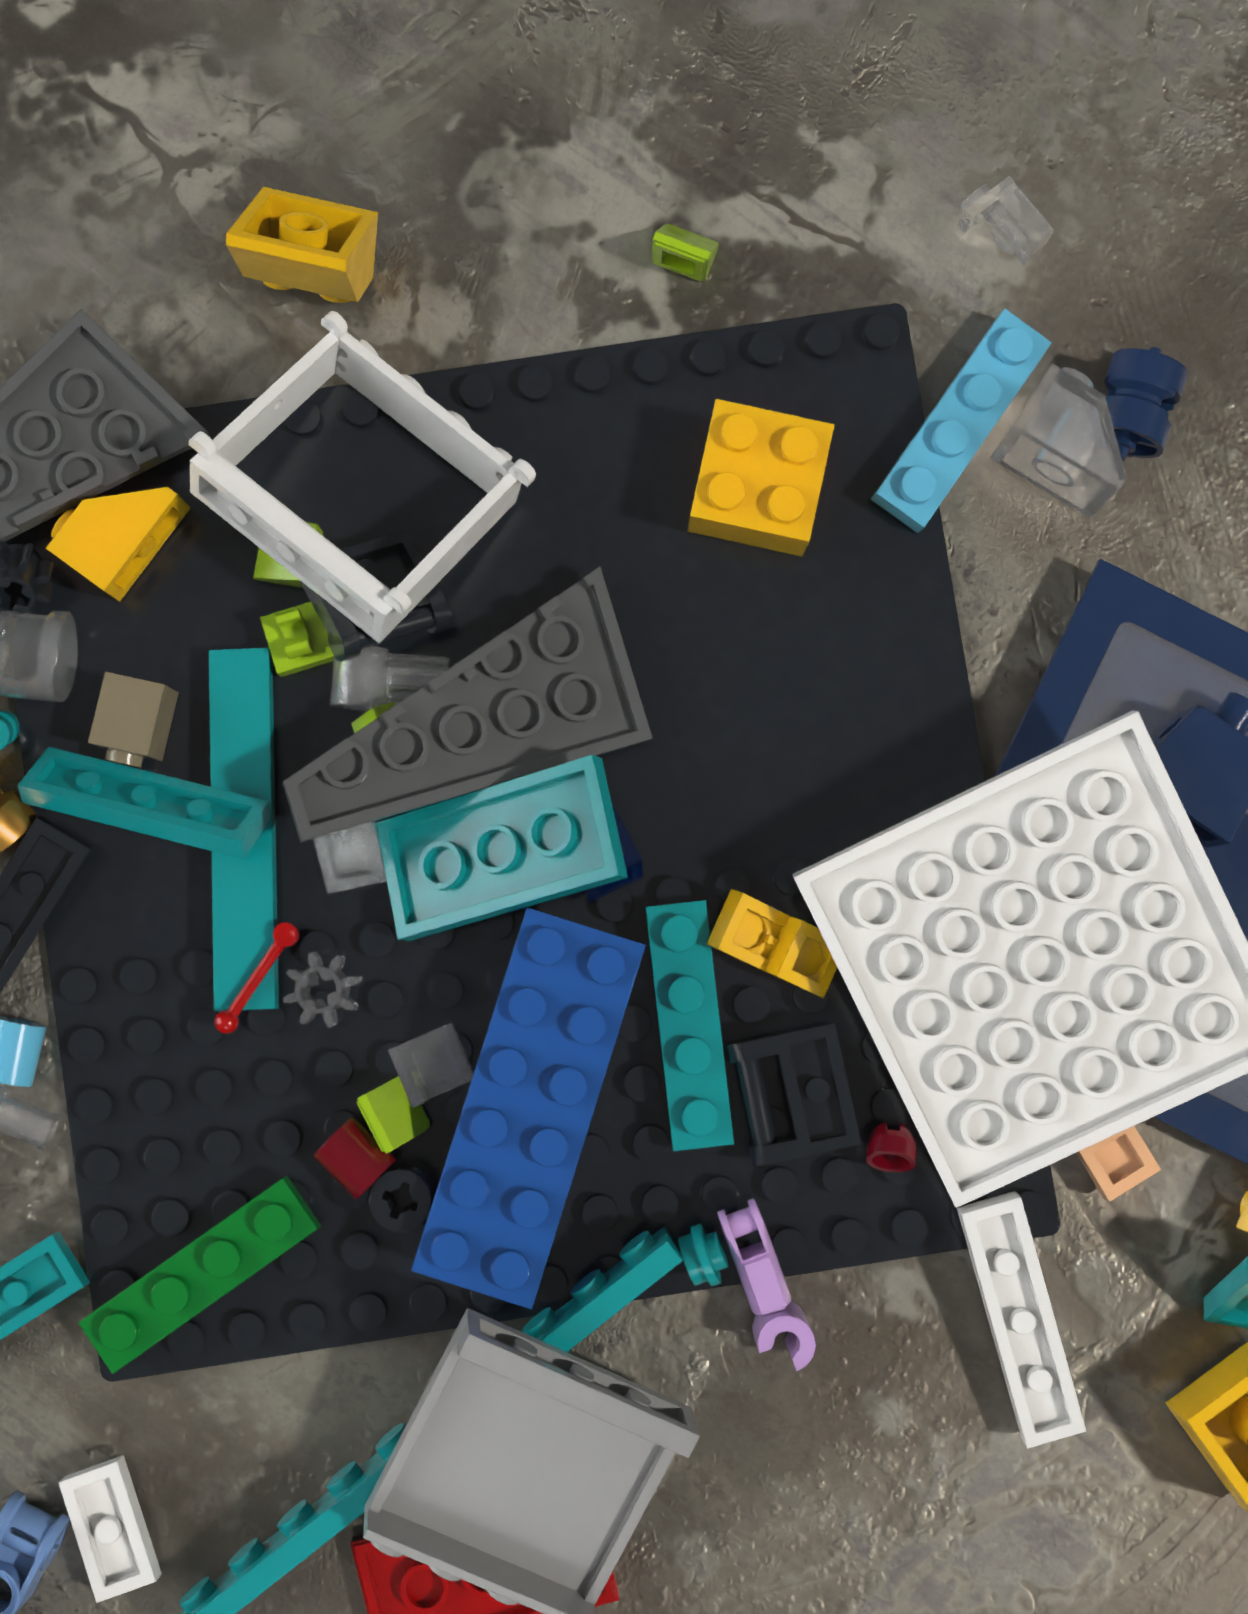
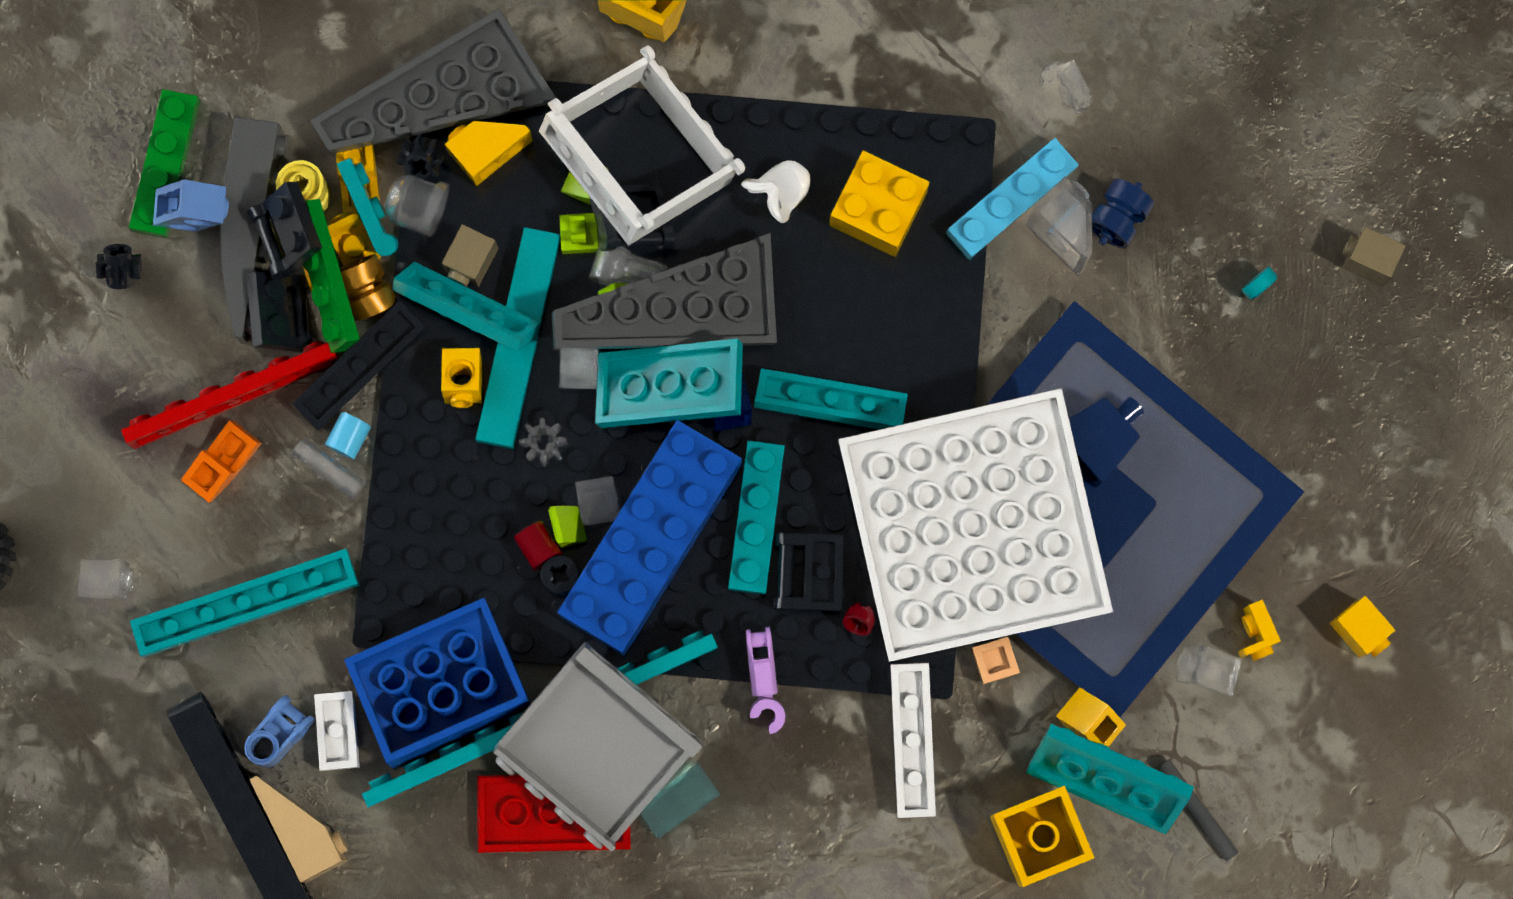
camera: 15 degrees right, 5 degrees down
(153, 894) = (461, 362): none -> yellow brick
(199, 1274) = (428, 593): green plate -> none
(248, 1422) = (437, 684): none -> blue slope
(284, 936) = (528, 405): red hinge -> none
(604, 484) = (785, 185): none -> white piece
(681, 1504) = (679, 801): none -> clear light blue tile
(683, 252) = (869, 57): lime slope -> none
(703, 1255) = (731, 653): teal plate -> none
(760, 809) = (829, 400): none -> teal plate
(773, 943) = (819, 481): yellow slope -> none

